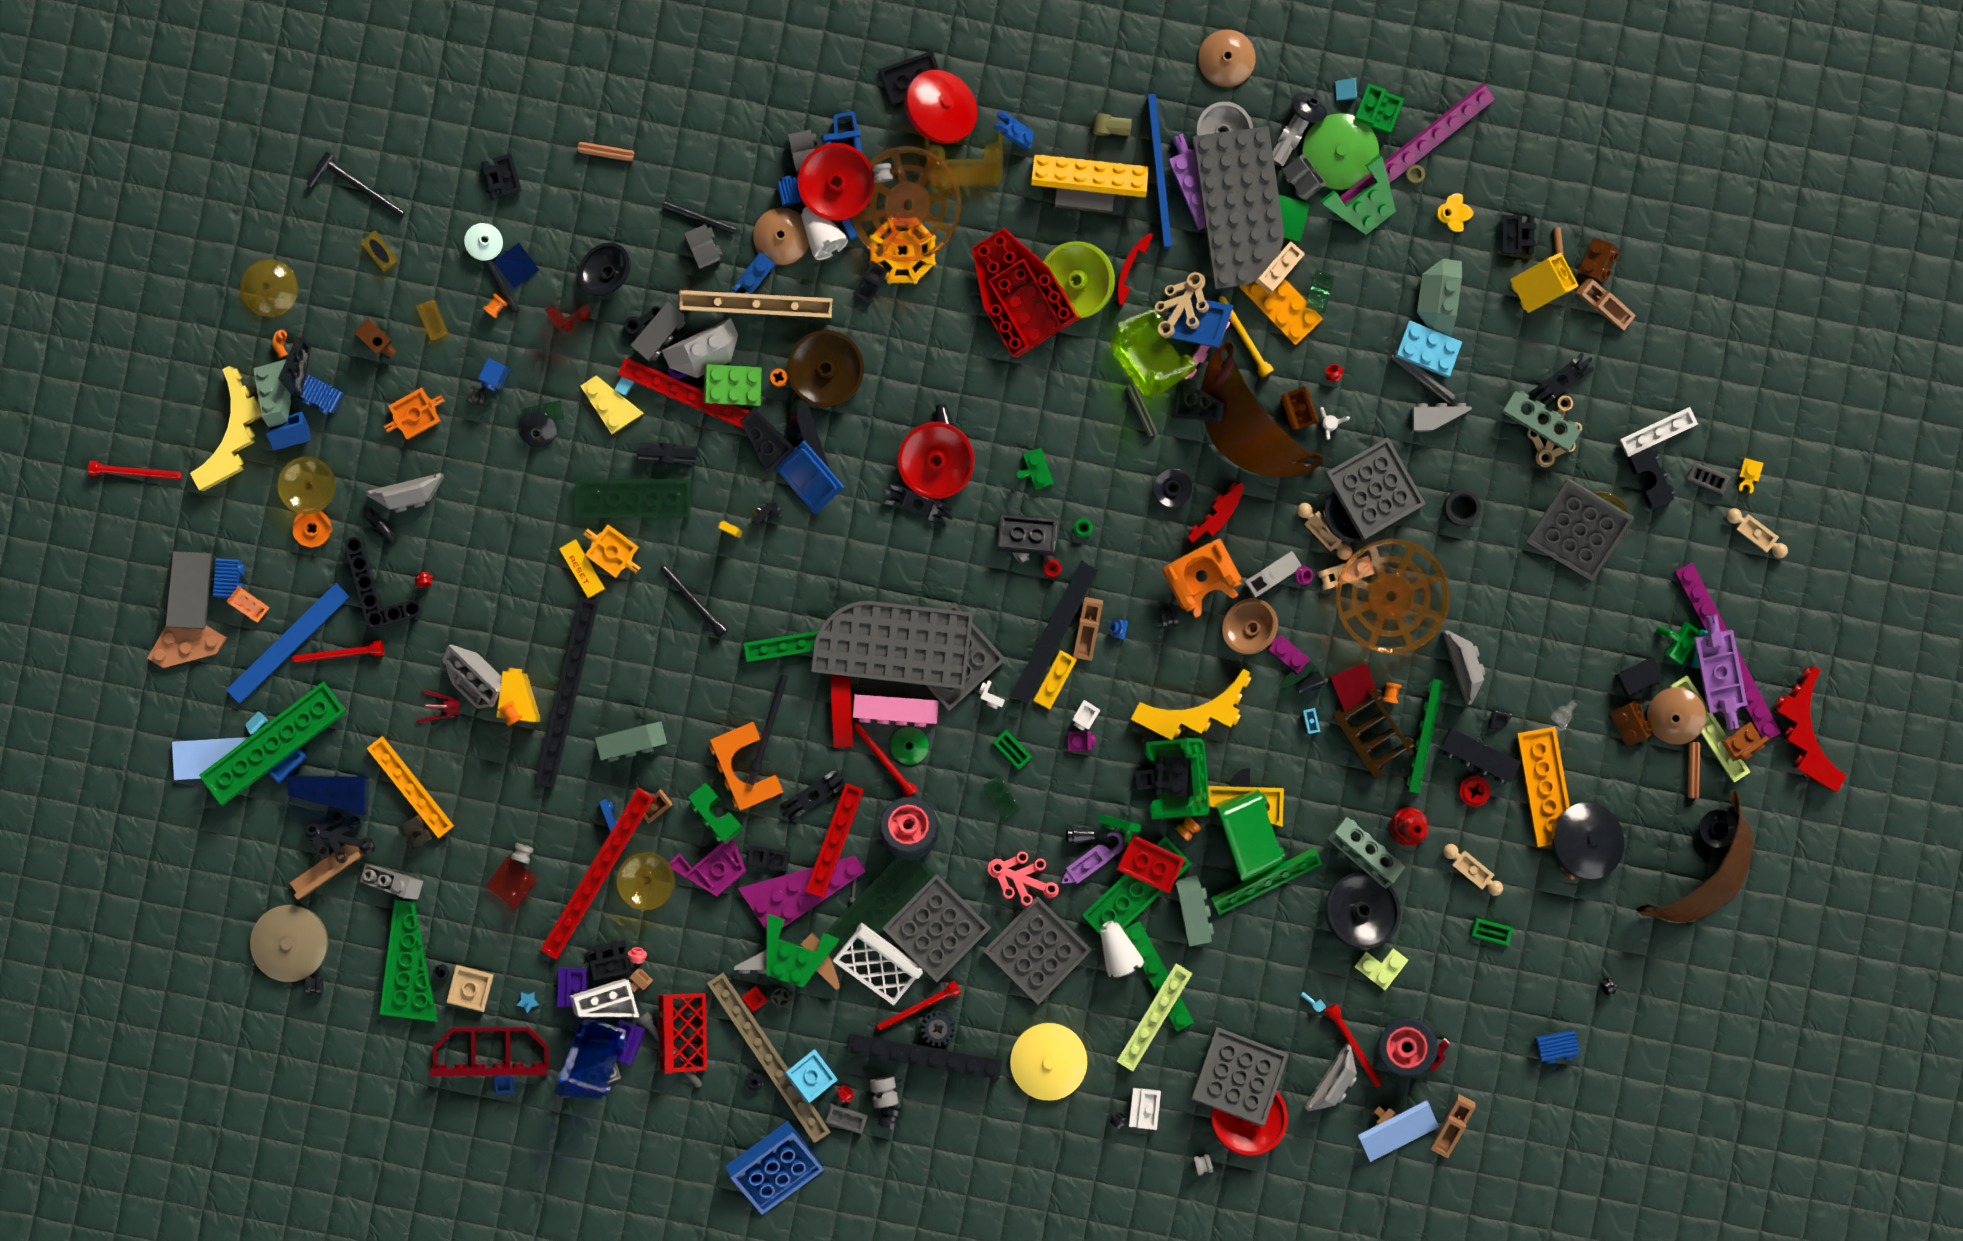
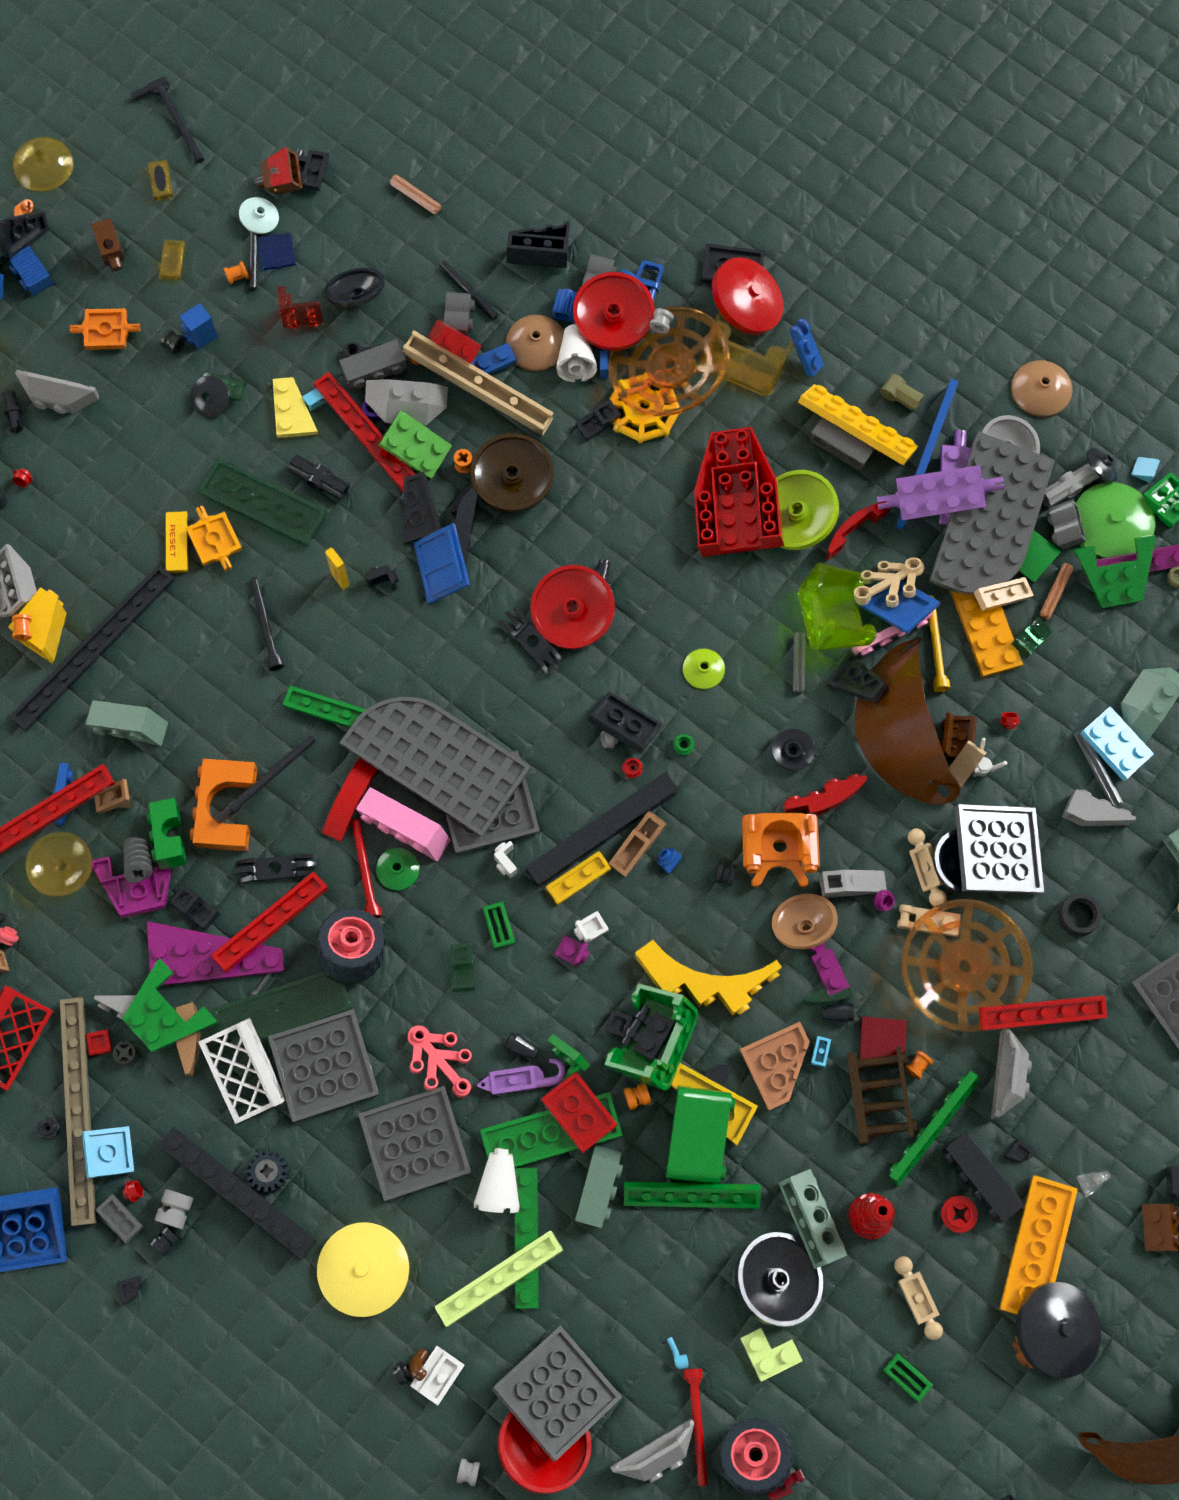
camera: 20 degrees right, 15 degrees down
(482, 195) = (280, 172): none -> torso
(705, 846) = (137, 859): none -> dark grey piece
(718, 279) = (454, 341): none -> red brick
(740, 148) = (539, 246): none -> black wedge
(882, 1165) = (128, 1289): none -> black tile
(950, 990) = (302, 1139): red piece -> none
(1036, 469) = (666, 668): green plate -> none
(1064, 464) = (700, 677): none -> lime dish
(1125, 1109) = (416, 1364): none -> reddish brown arm
(1189, 210) = (940, 492): none -> medium lavender plate
(1282, 747) = (776, 1063): none -> nougat plate
(1315, 430) = (966, 762): none -> tan tile
(1321, 239) = (1056, 591): none -> nougat axle
(1468, 604) = (1042, 1012): none -> red plate

